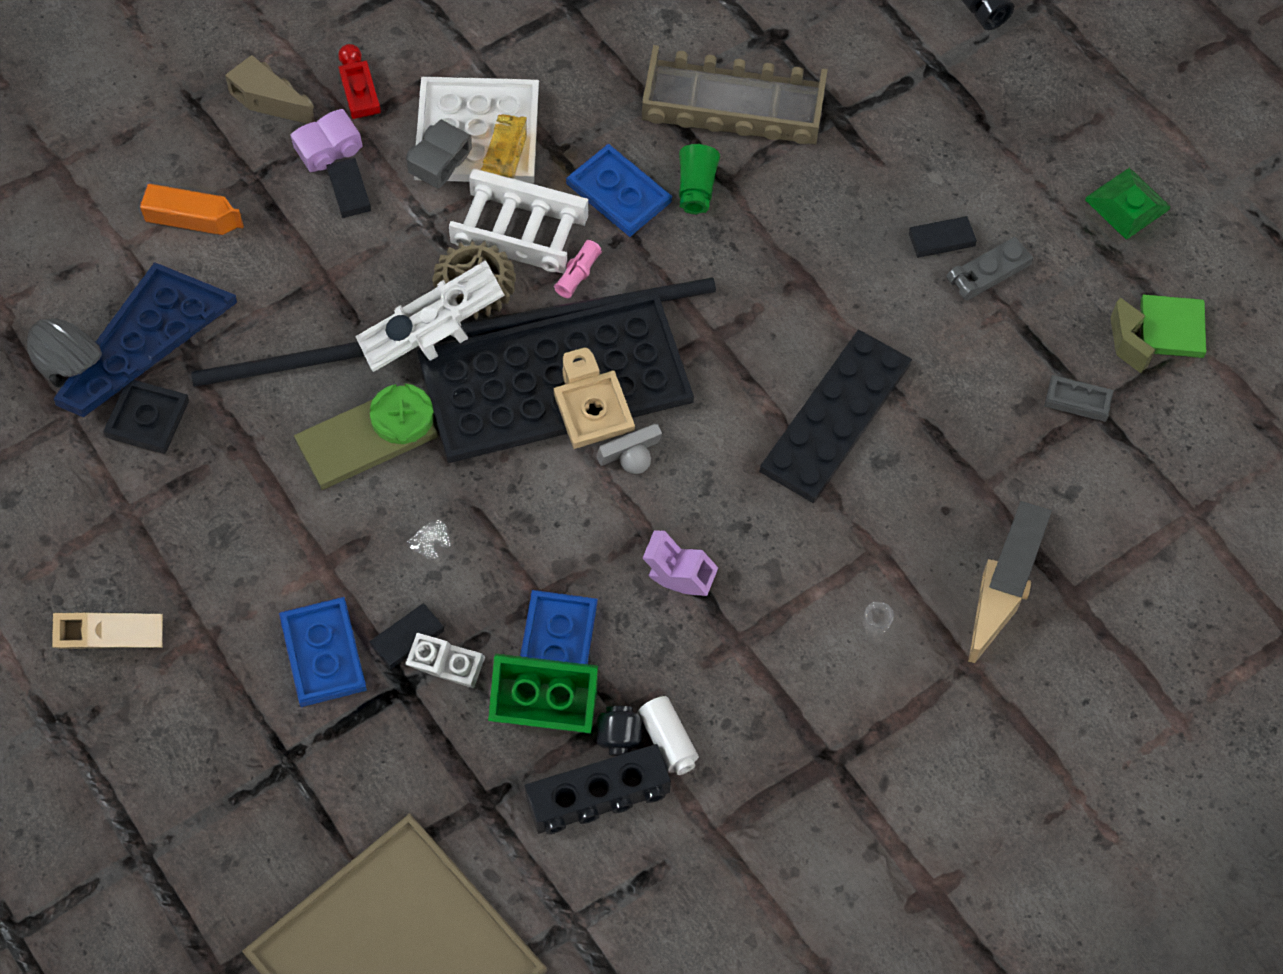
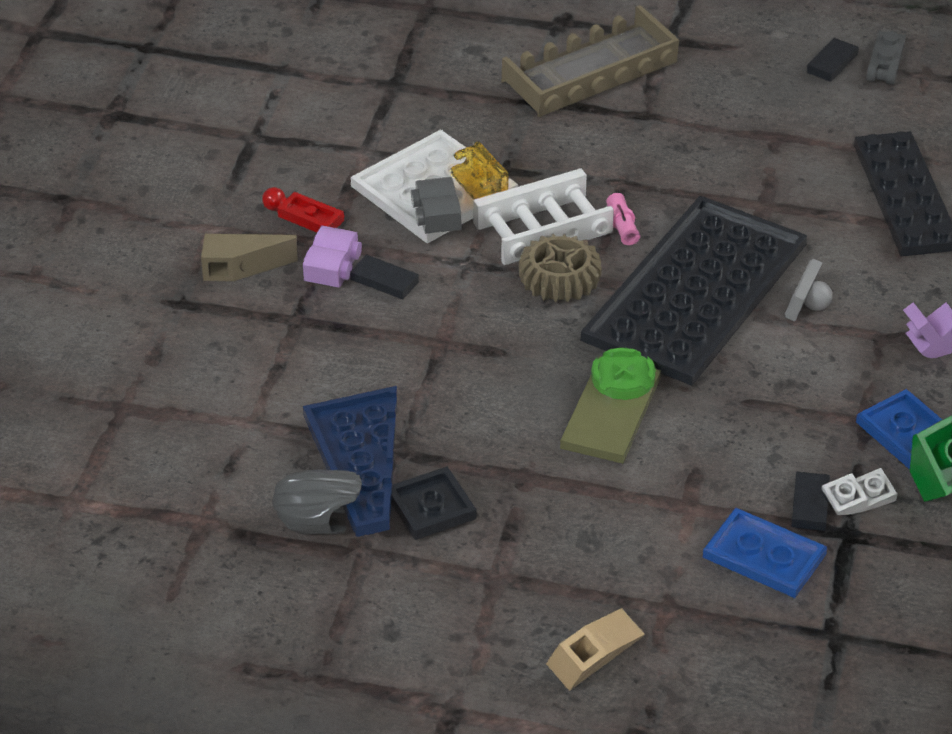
camera: 40 degrees left, 20 degrees down
(189, 210) = (283, 359): orange piece -> none
(423, 540) = (746, 432): clear tile -> none
(430, 317) = (565, 320): white piece -> none
(471, 328) = (565, 329): black piece -> none
(587, 387) = (739, 273): tan plate -> none
(619, 190) = (600, 160): blue tile -> none
(697, 177) = (631, 117): green plant -> none

